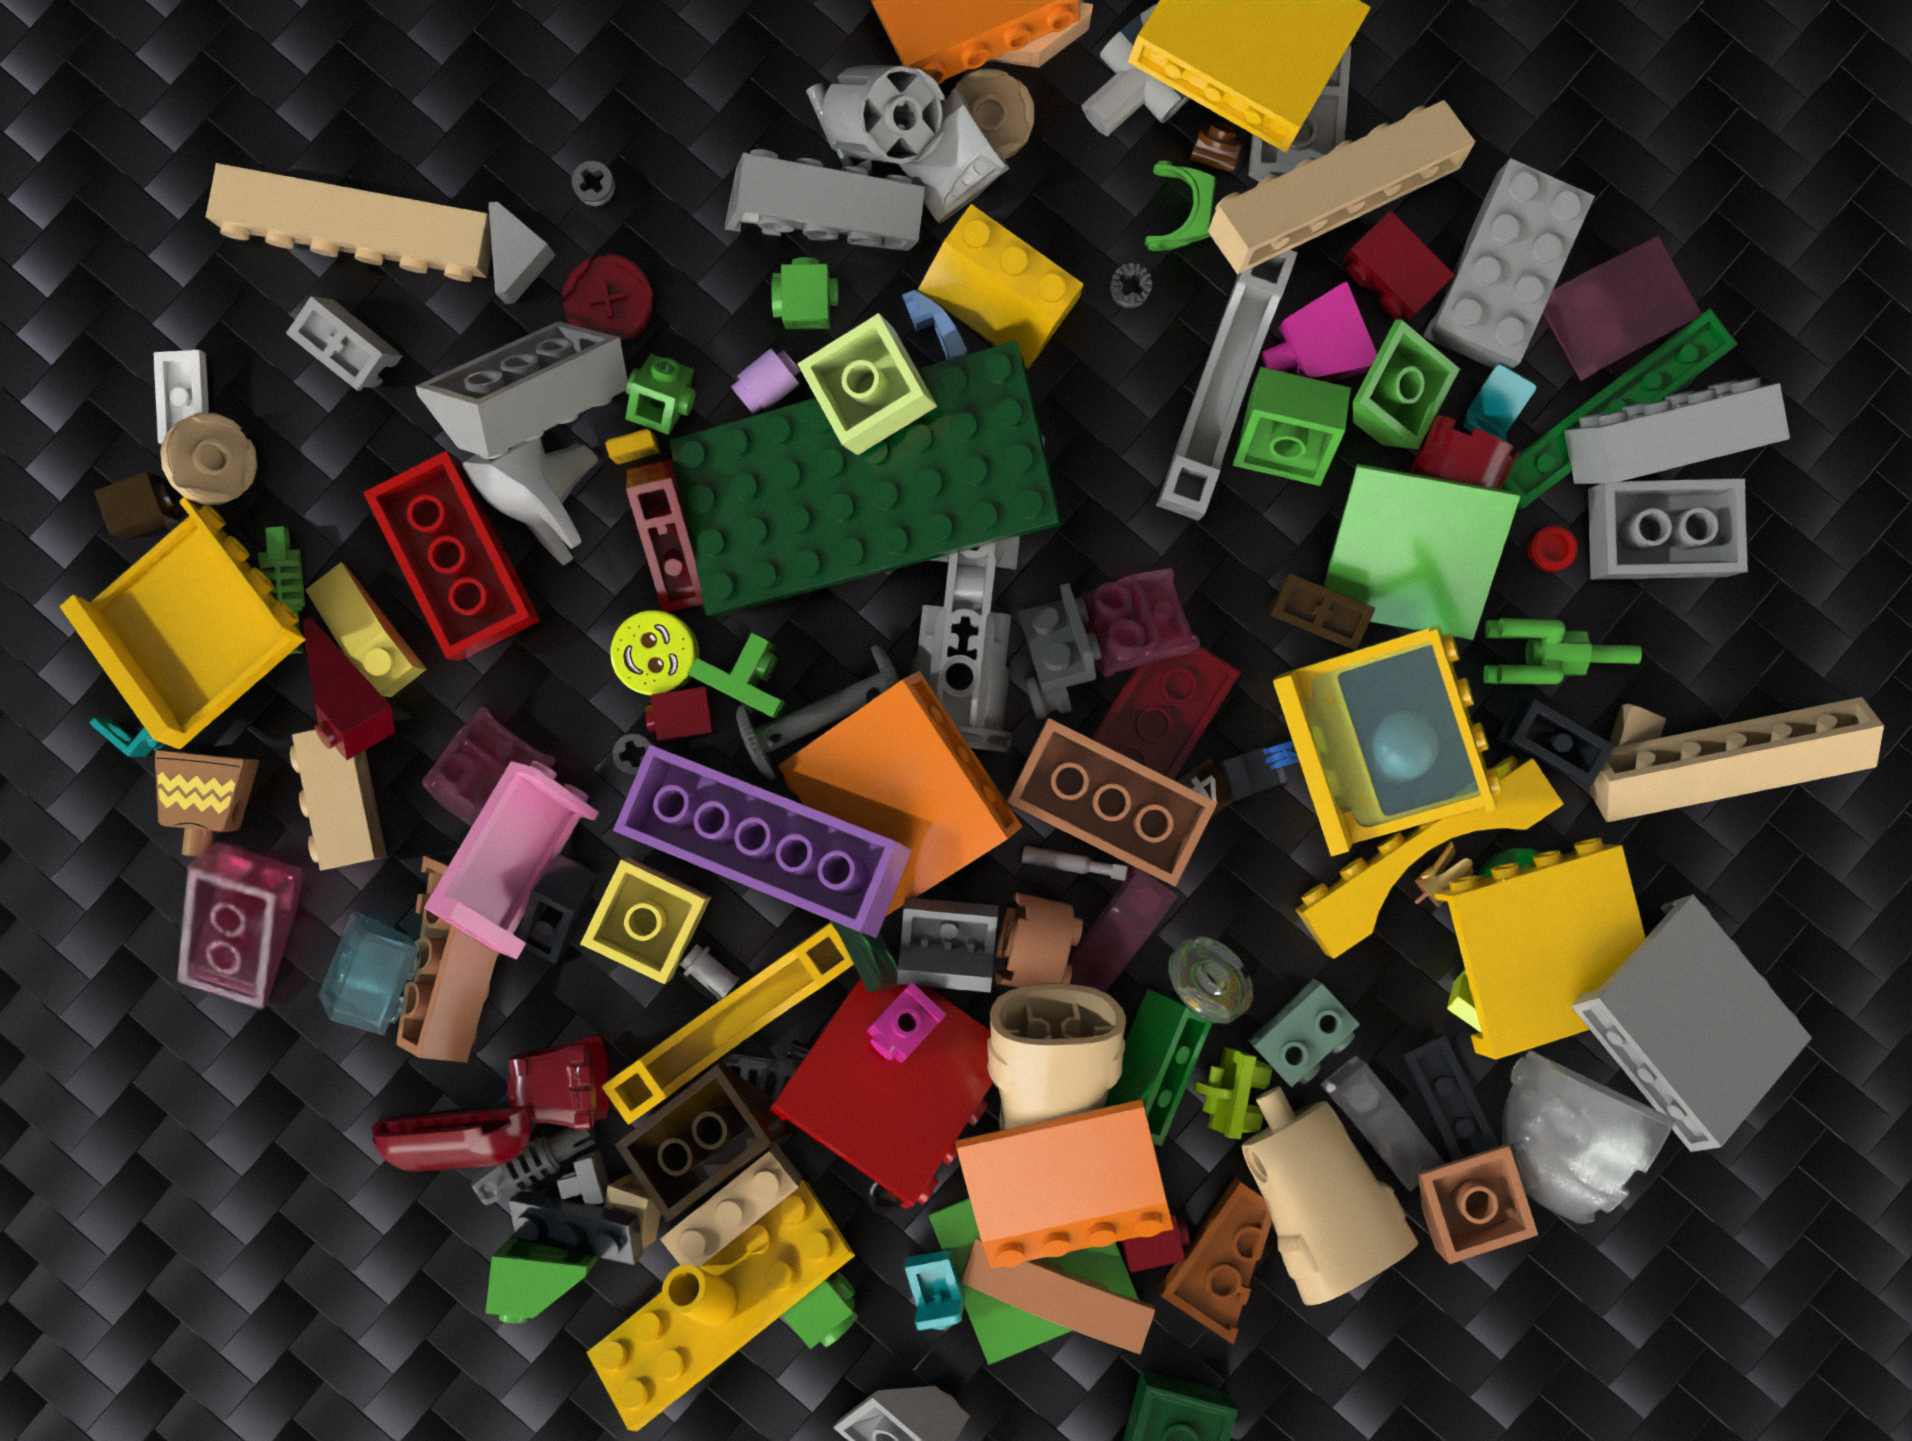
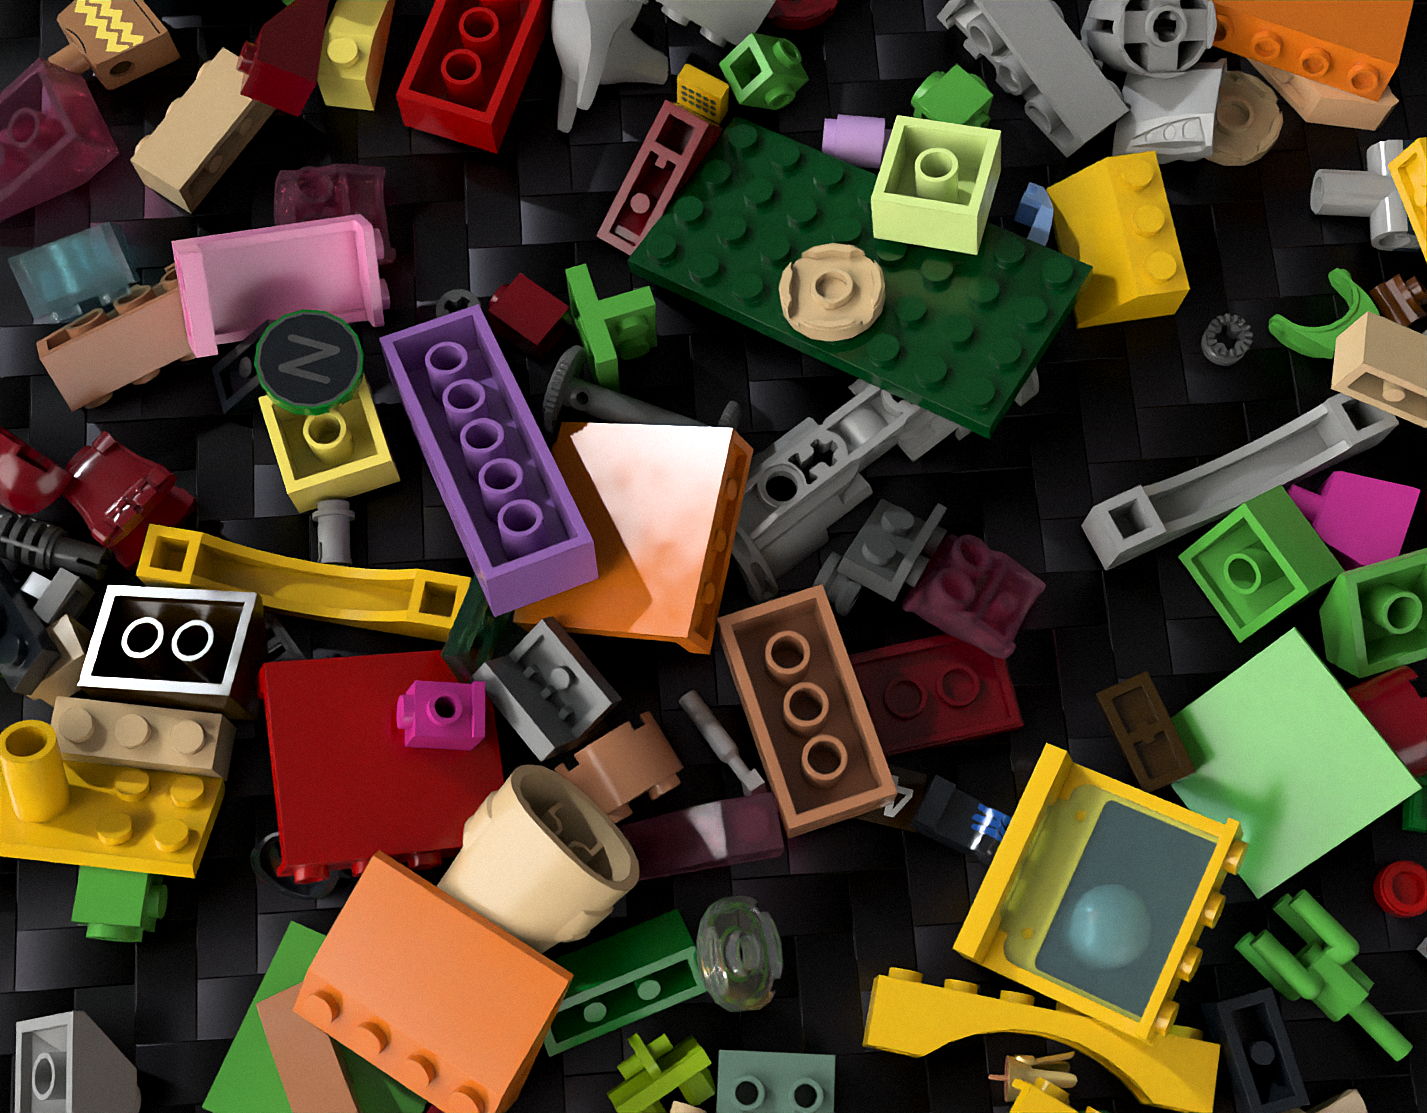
camera: 45 degrees right, 15 degrees down
(591, 892) = (309, 362): none -> black tile
(654, 652) = (553, 241): neon yellow head -> none
(868, 520) = (832, 292): none -> tan tile
(935, 1290) = (228, 986): teal bracket -> none

